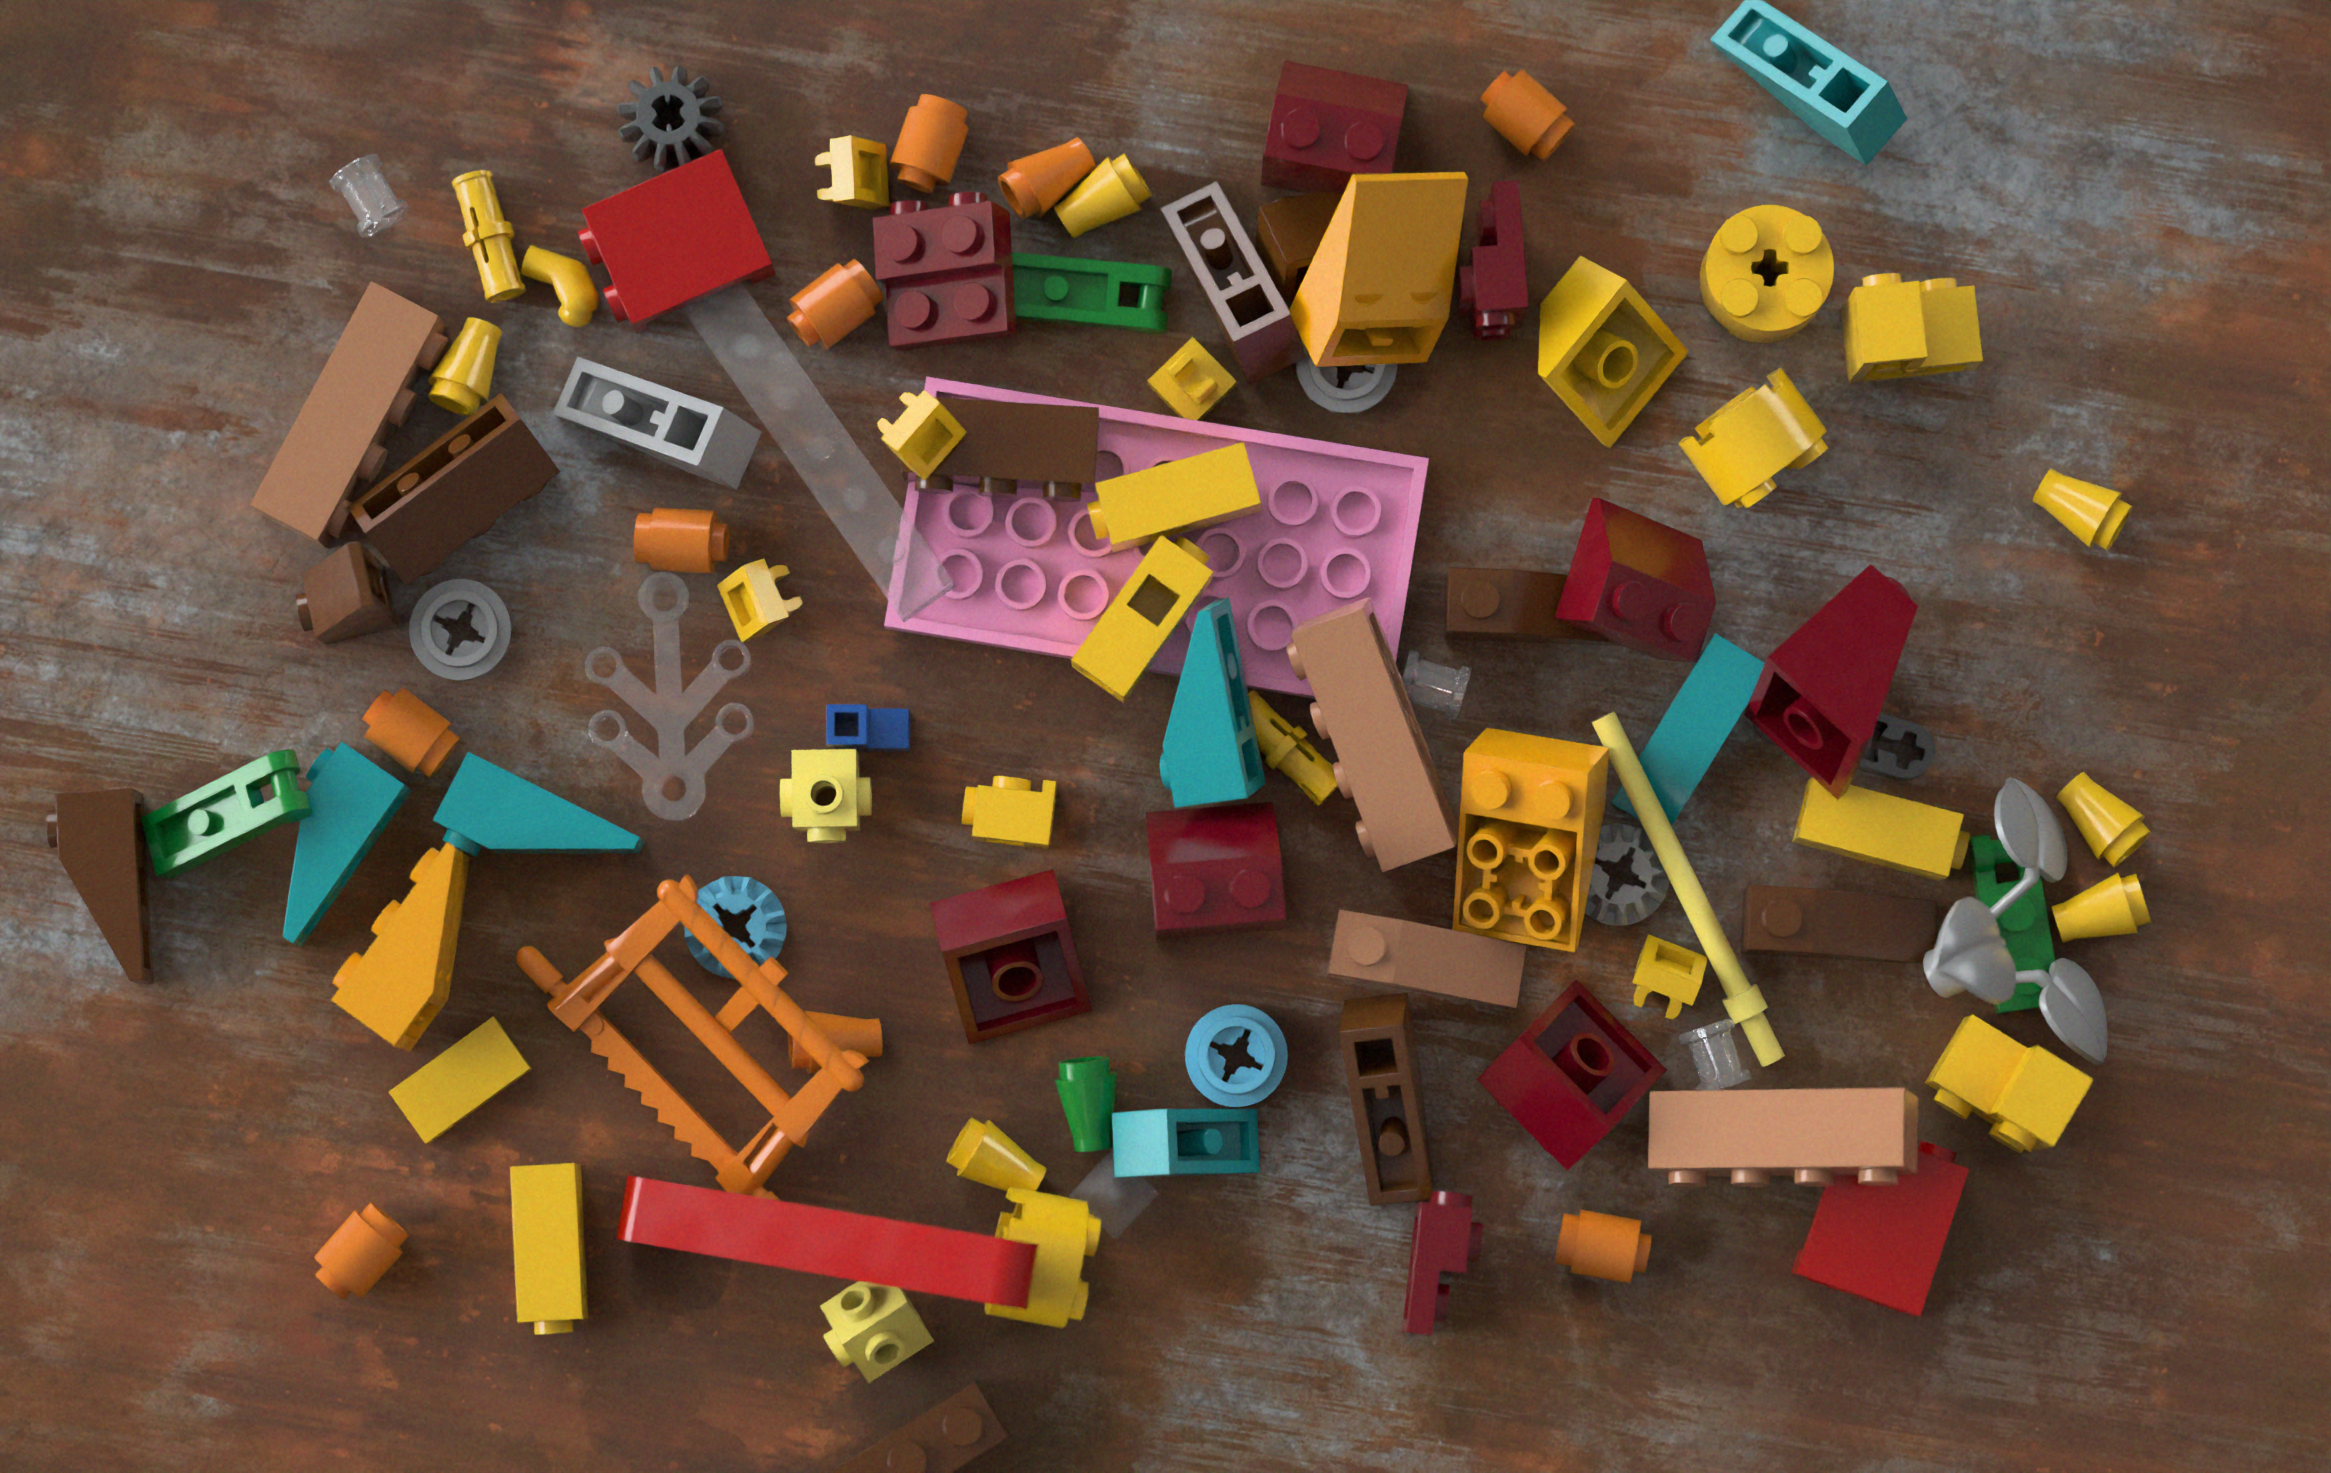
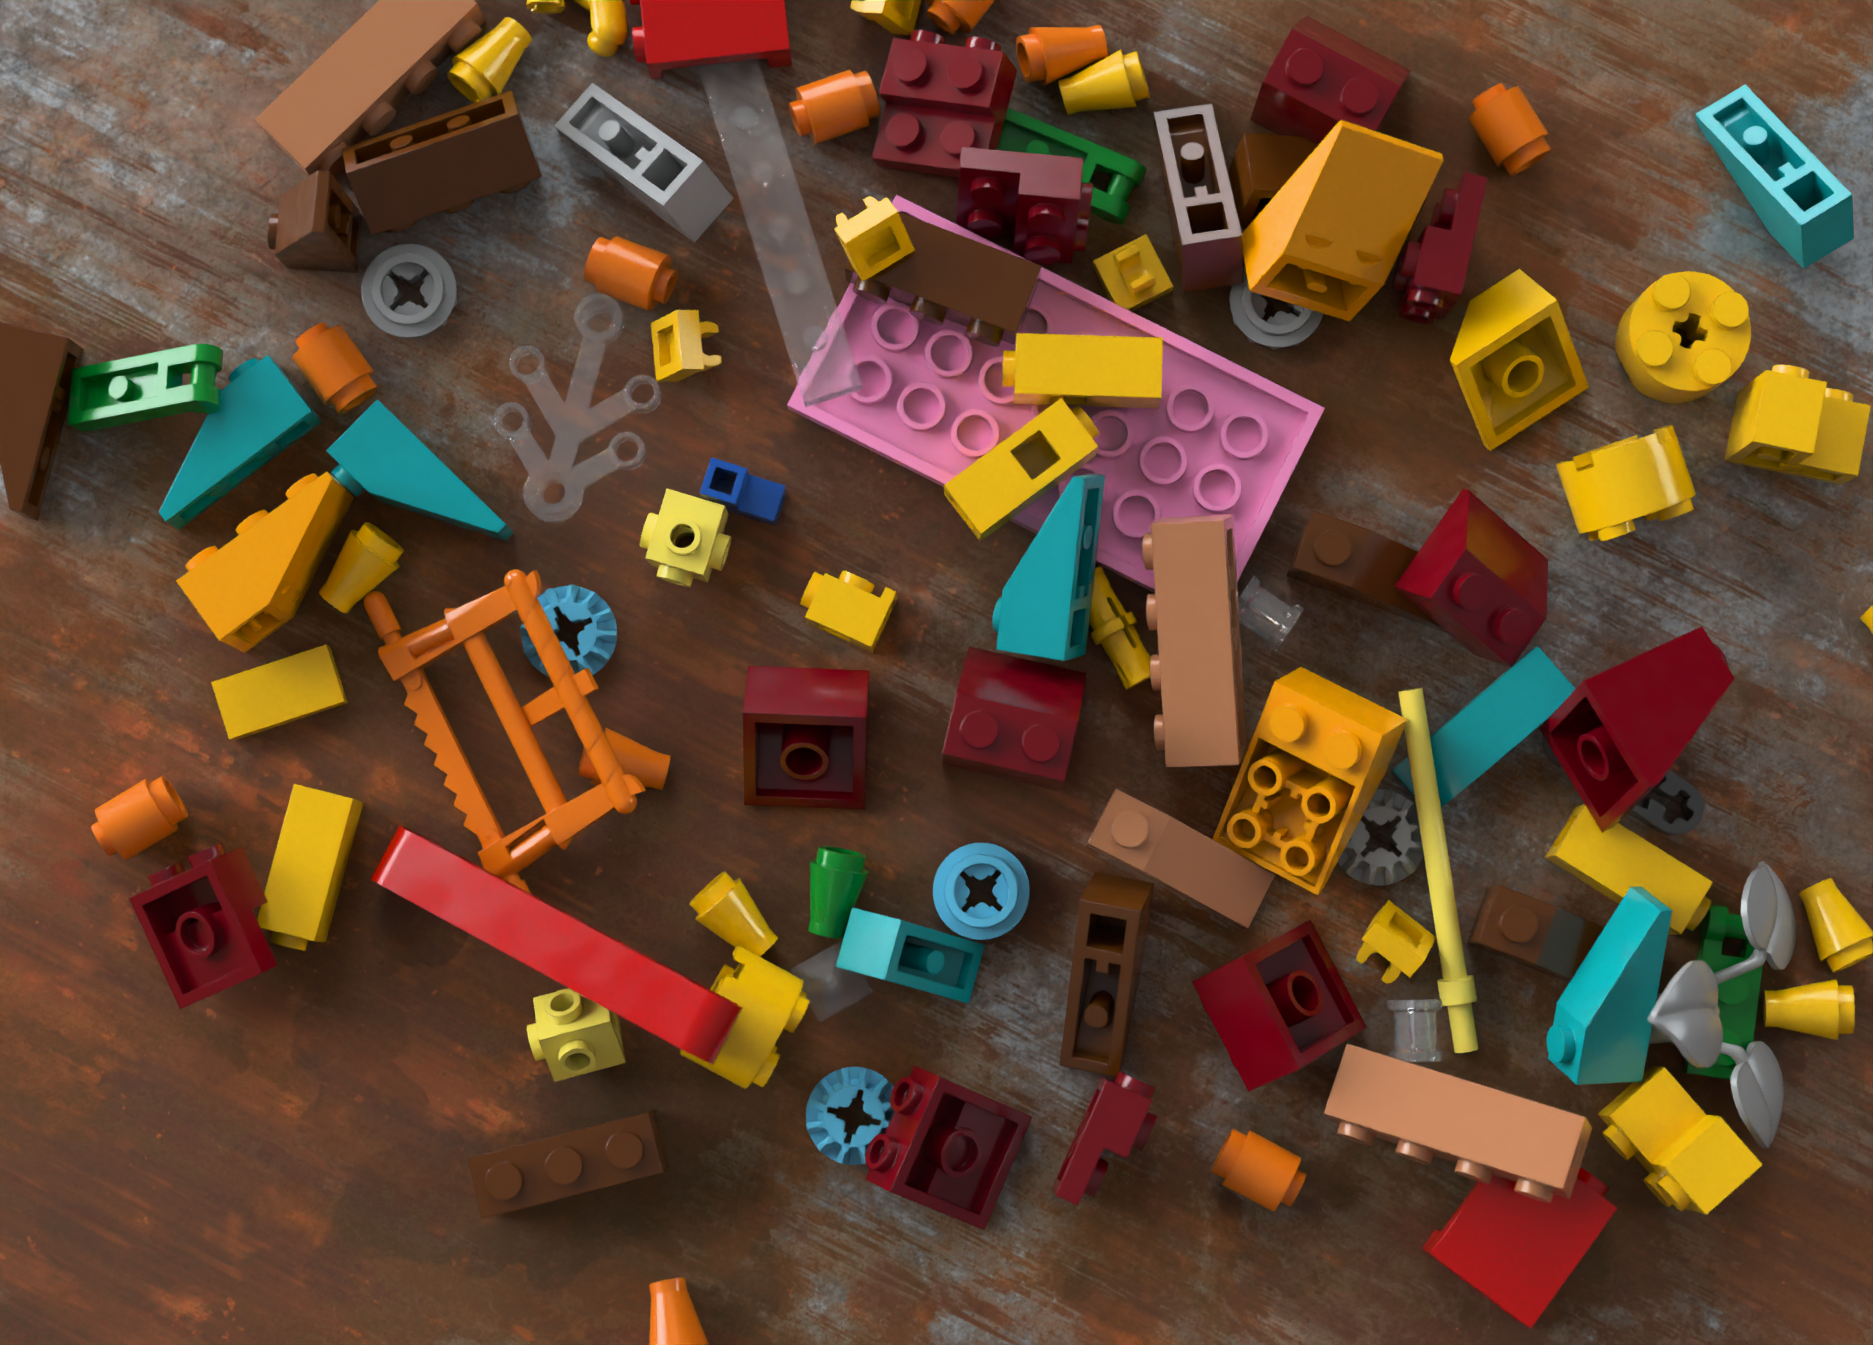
camera: 20 degrees right, 0 degrees up
(466, 1336) = (205, 923): none -> dark red plate
(502, 926) = (361, 566): none -> yellow cone
(1061, 340) = (1025, 198): none -> dark red plate
(1159, 1344) = (839, 1090): none -> medium azure gear
(1283, 1322) = (946, 1147): none -> dark red plate
(1890, 983) = (1605, 1009): none -> teal slope

